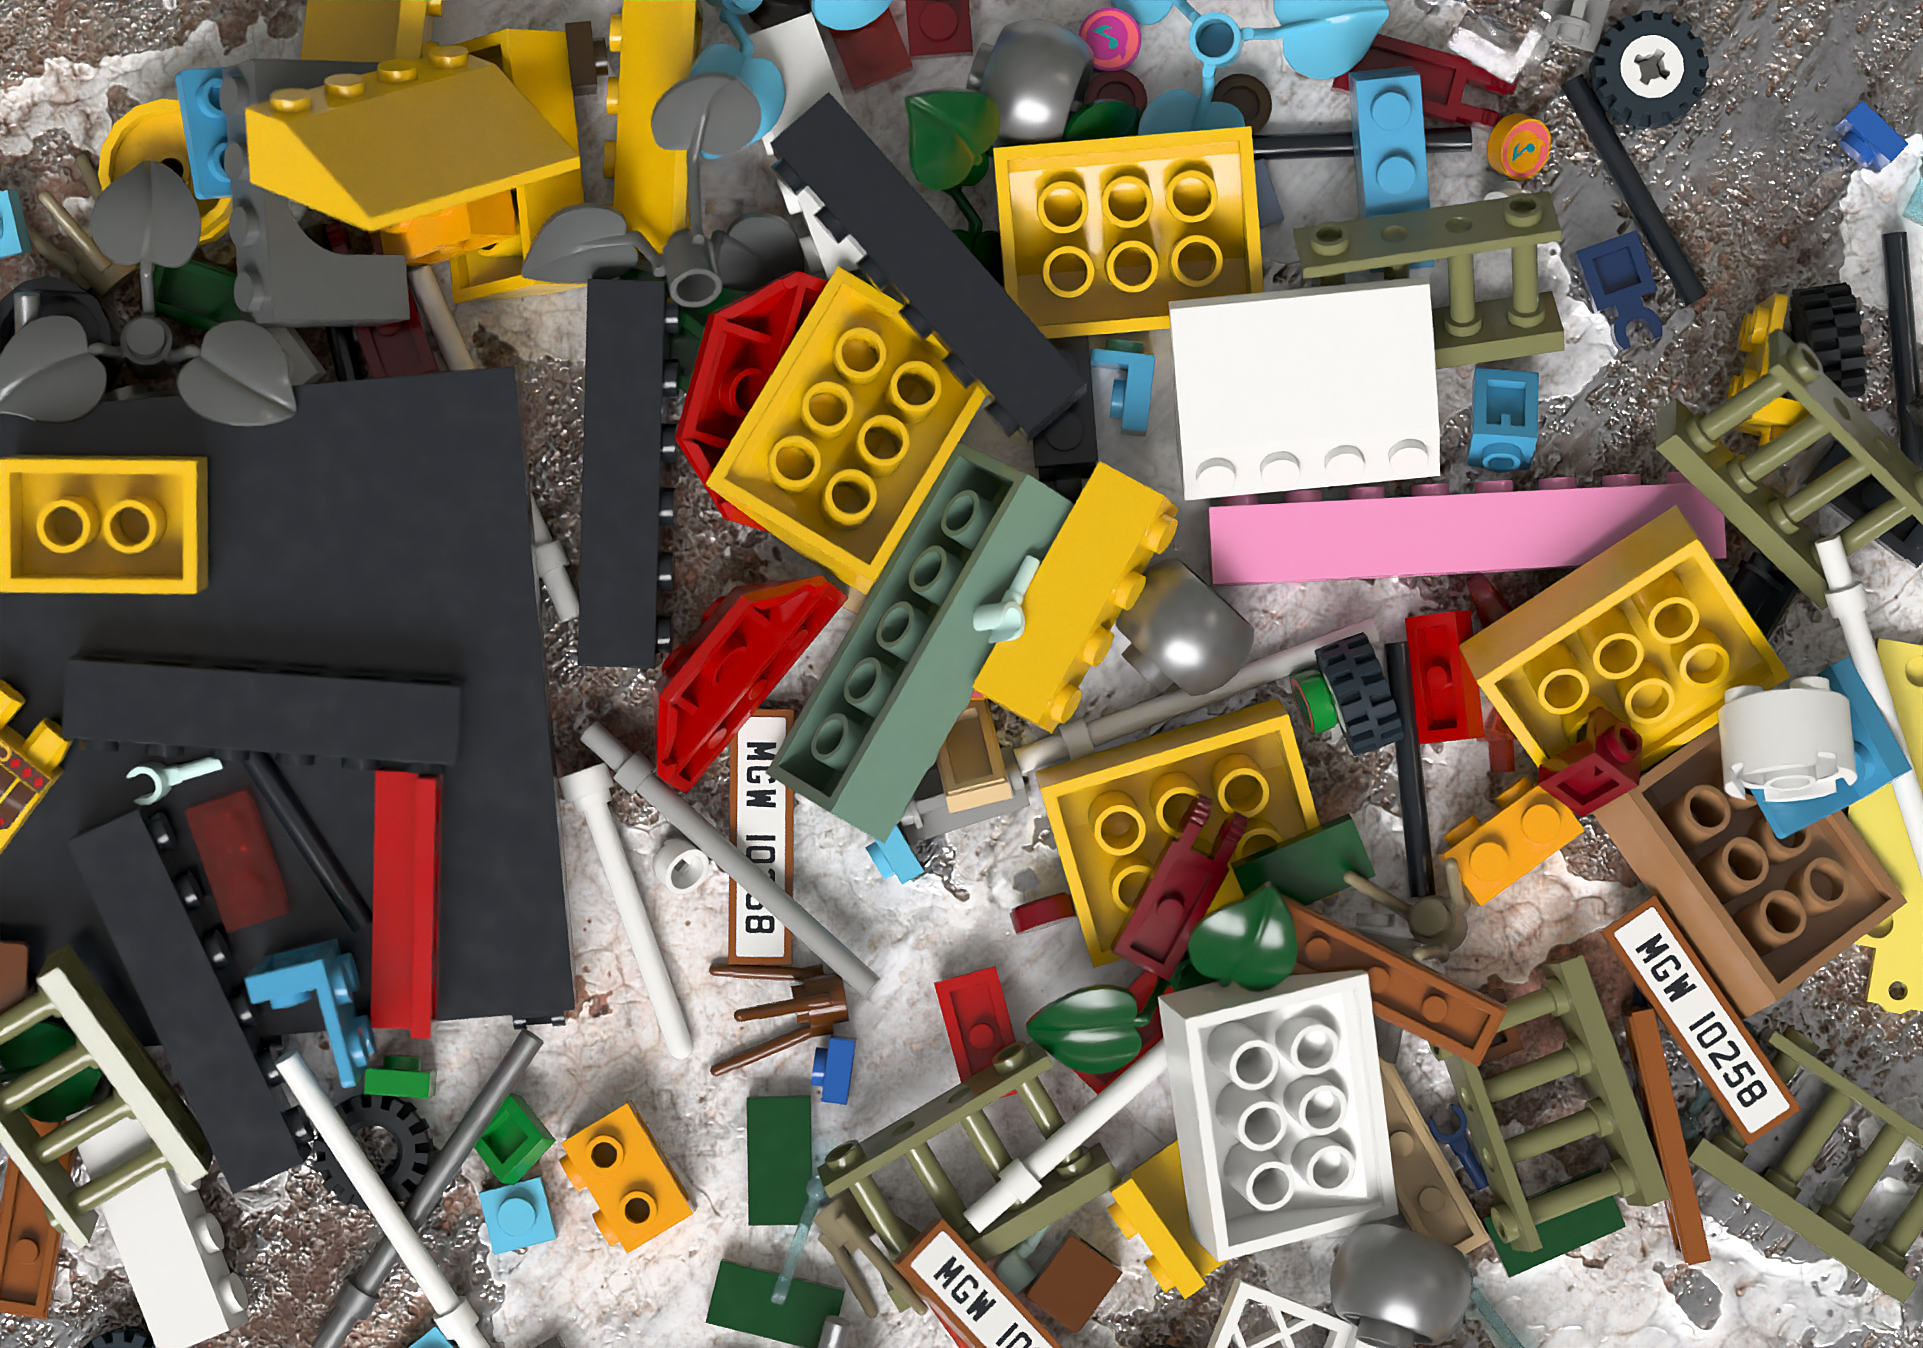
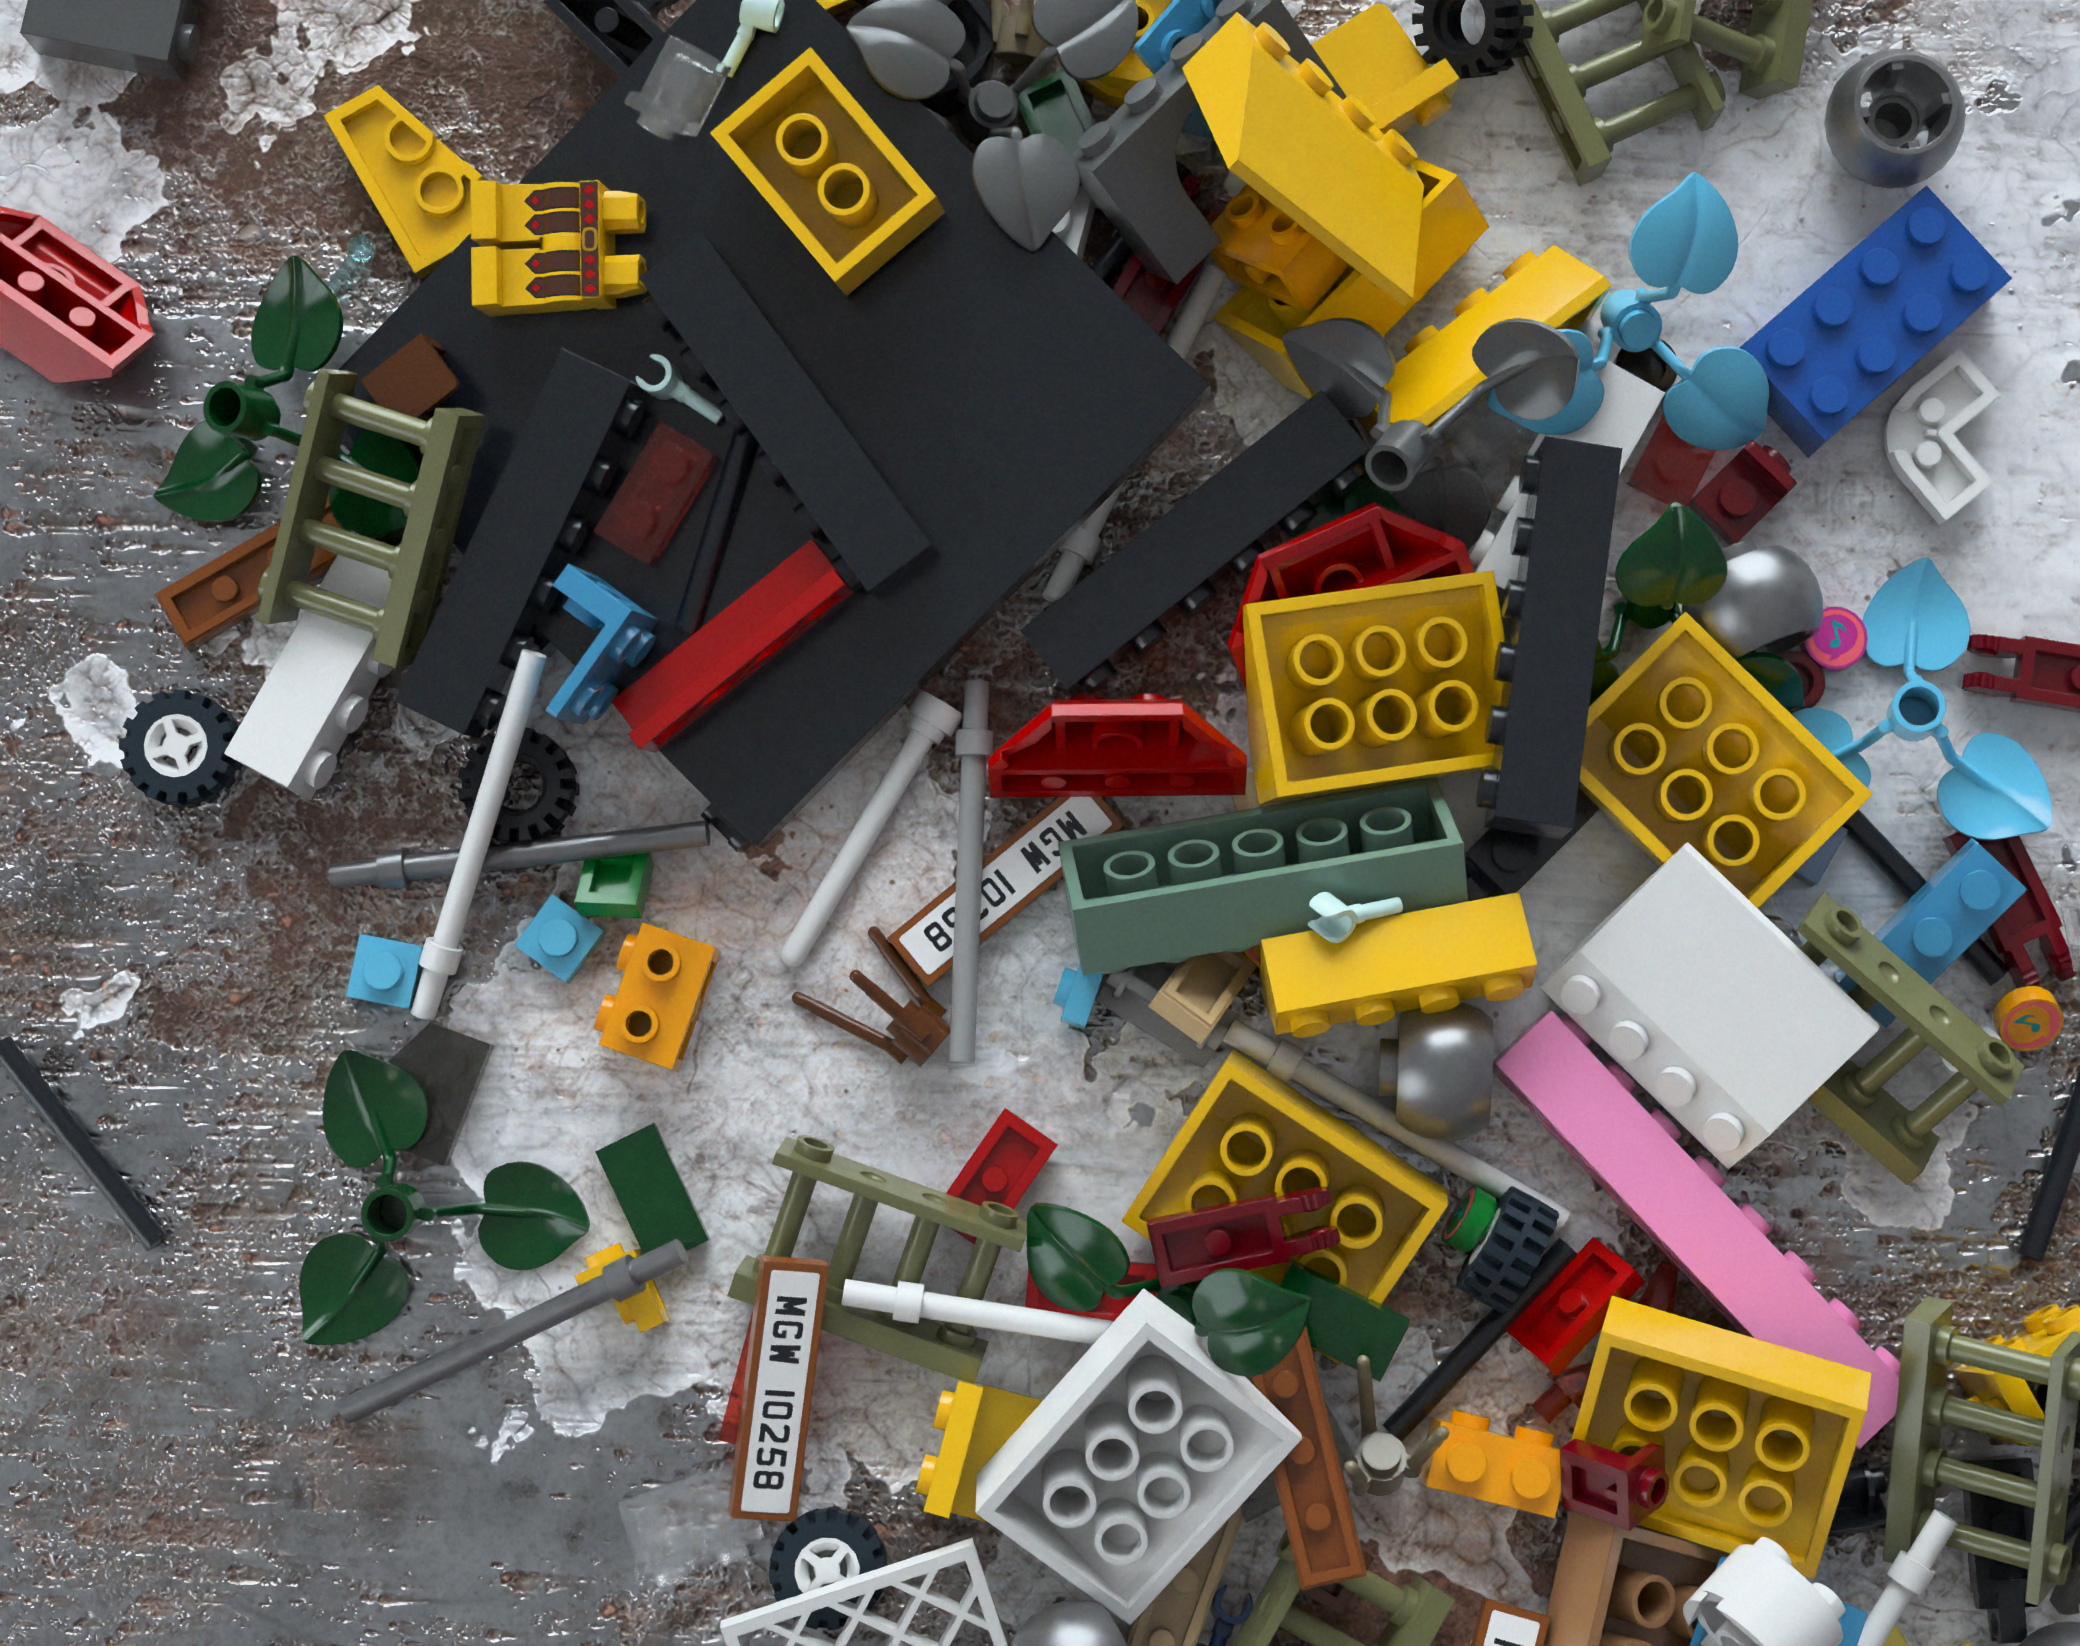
camera: 45 degrees right, 5 degrees down
(401, 1078) = (592, 760): green plate -> none
(586, 57) = (1481, 258): dark brown plate -> none
(692, 872) = (931, 852): white hinge -> none
(778, 1158) = (768, 1104): dark green tile -> none
(815, 1194) = (765, 1153): clear light blue hinge -> none
(834, 1069) = (874, 1086): blue plate -> none
(847, 1225) = (761, 1200): dark tan plant -> none
(1013, 1268) = (835, 1355): light aqua hand -> none
(1042, 913) = (1129, 1146): dark red tile -> none
(1073, 1282) = (863, 1412): reddish brown panel -> none
(1129, 397) = (1580, 881): dark azure bracket -> none
(1248, 96) = (1886, 779): dark brown tile -> none
(1503, 419) = (1810, 1184): dark azure bracket -> none
(1617, 278) = (1995, 1181): dark blue plate -> none

